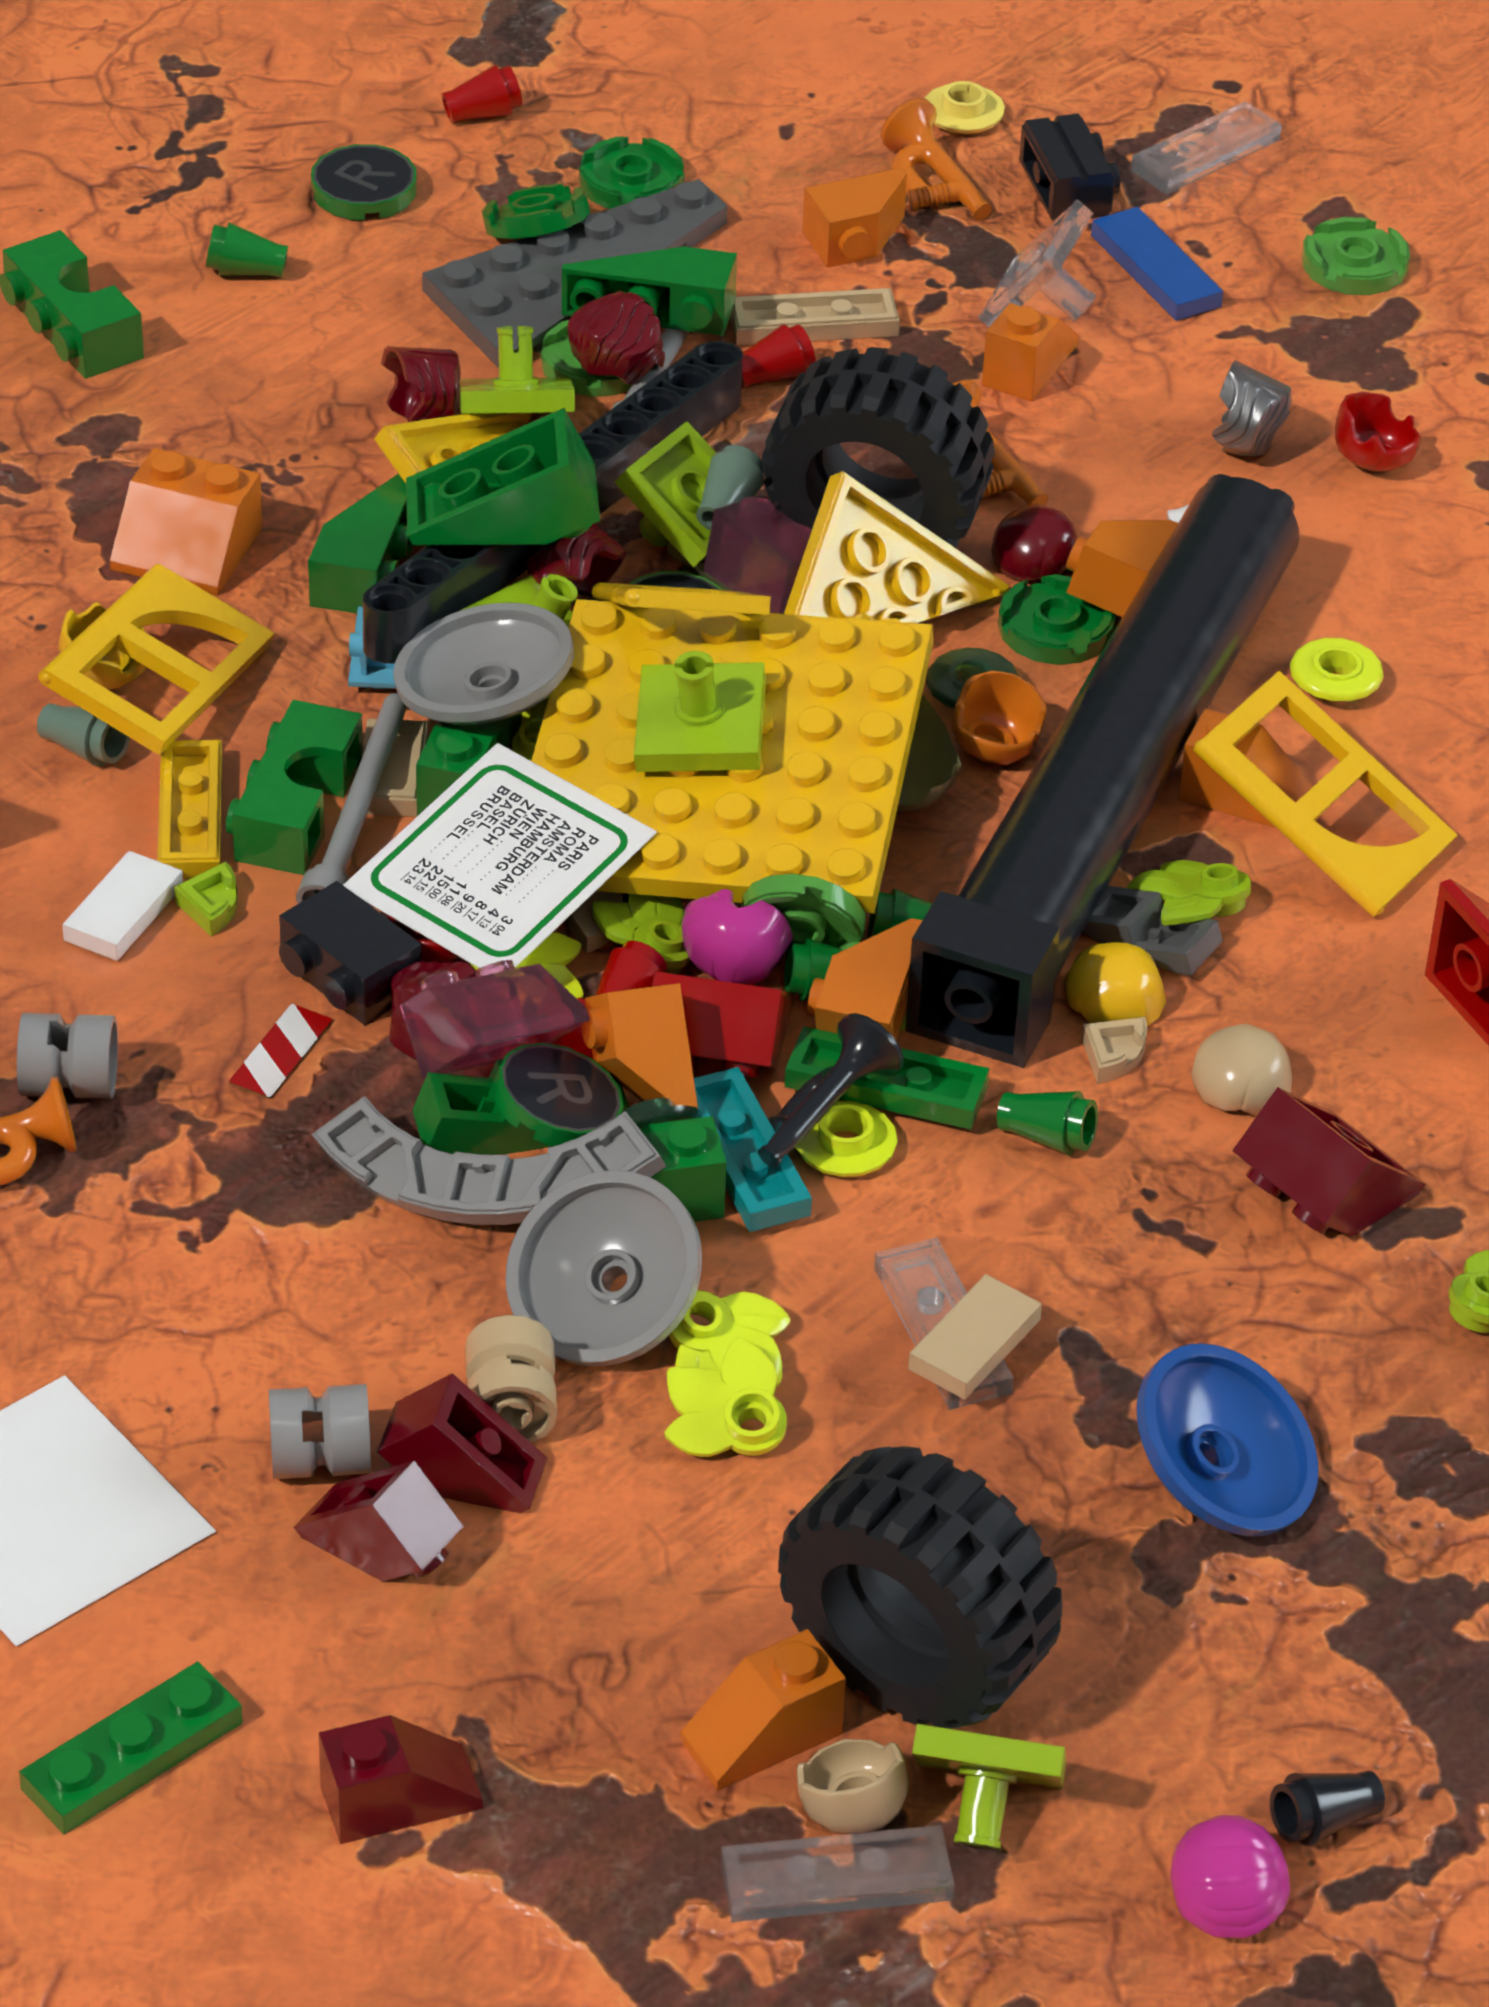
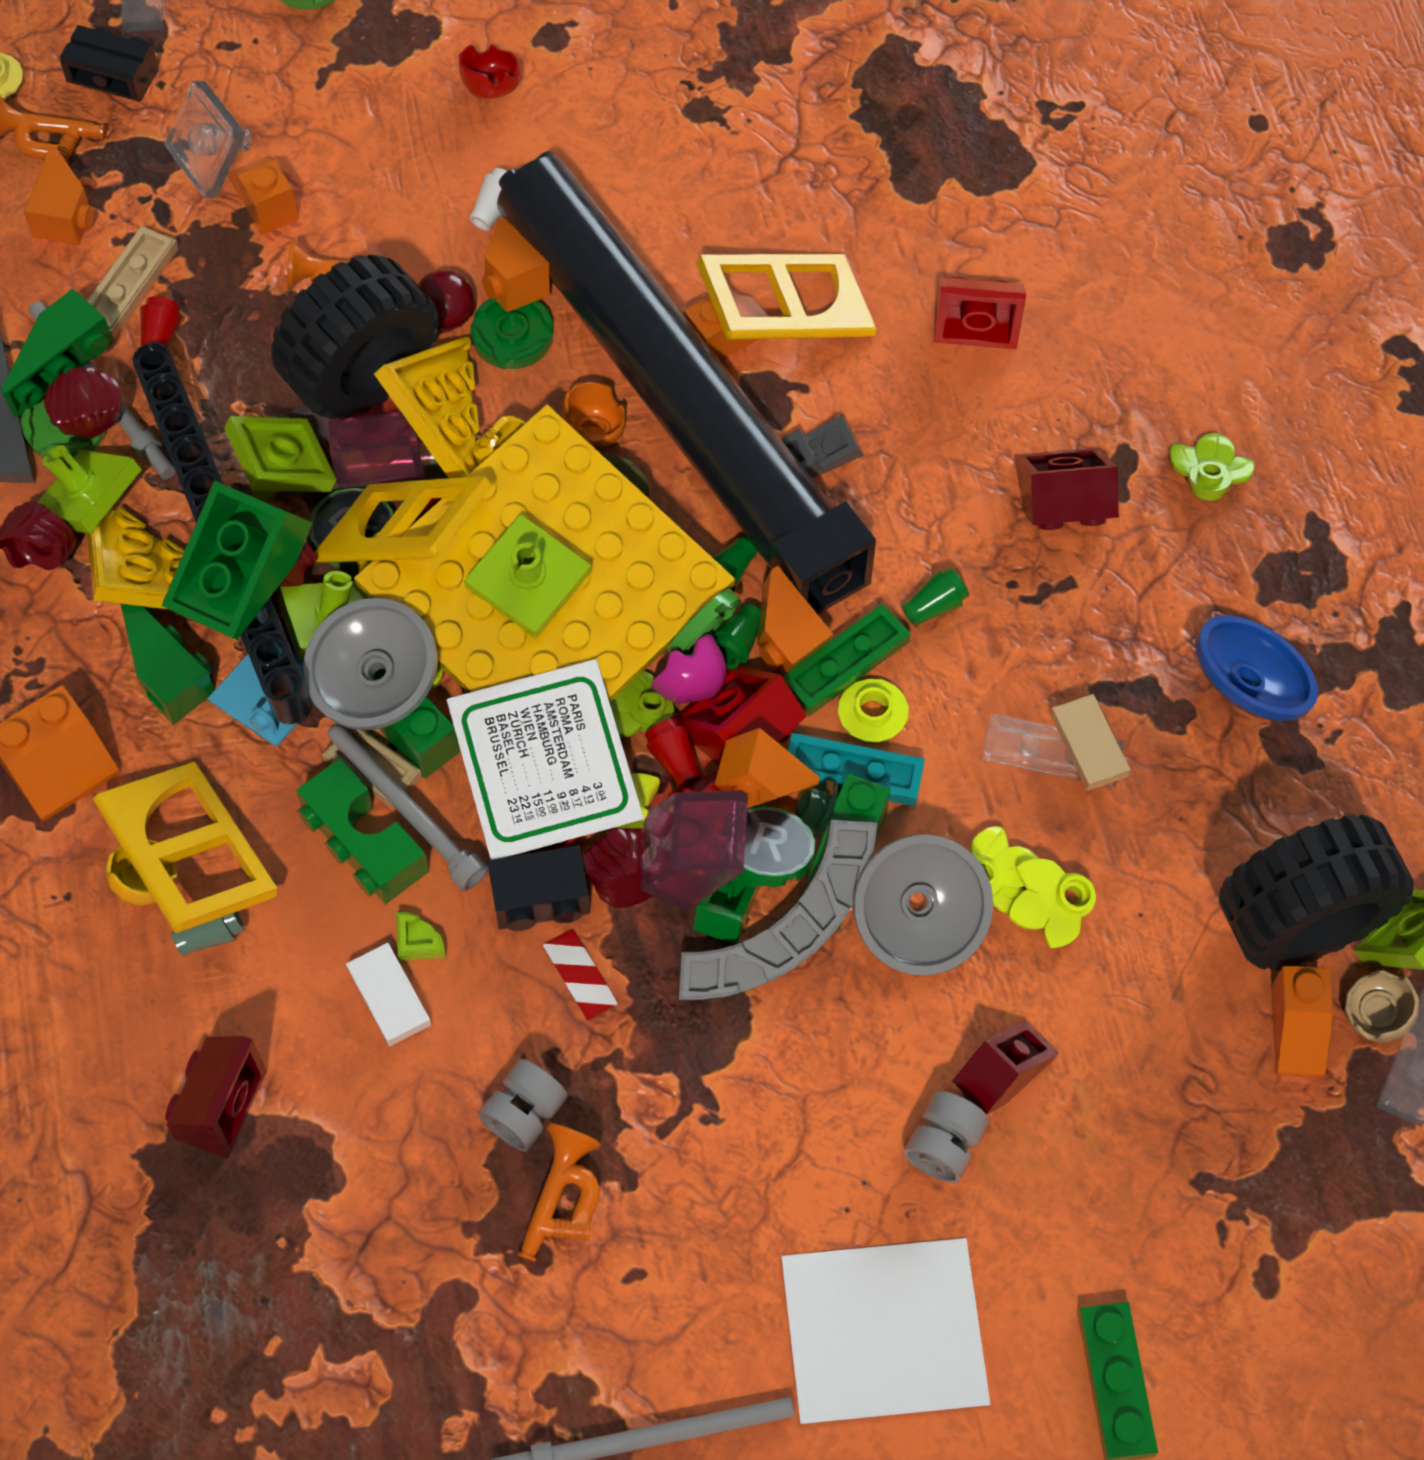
camera: 55 degrees left, 20 degrees up
(190, 806) = (328, 905): yellow tile -> none
(383, 1523) = (1034, 1144): dark red slope -> none
(392, 1777) = (1237, 1250): dark red slope -> none
(514, 1371) = (971, 1006): tan wheel -> none
(730, 478) = (301, 428): sand green cone -> none
(864, 1051) = (848, 663): black piece -> none
(954, 668) = (534, 392): clear green piece -> none
(1114, 1047) = (892, 528): tan tile -> none
(1115, 984) = (855, 488): yellow hair -> none
(1157, 263) = (232, 75): blue tile -> none
(1195, 890) = (792, 410): lime plate -> none
(1241, 1068) = (959, 479): tan hair -> none
(1255, 411) = (423, 118): flat silver hair -> none
(1357, 668) = (672, 209): neon yellow piece -> none

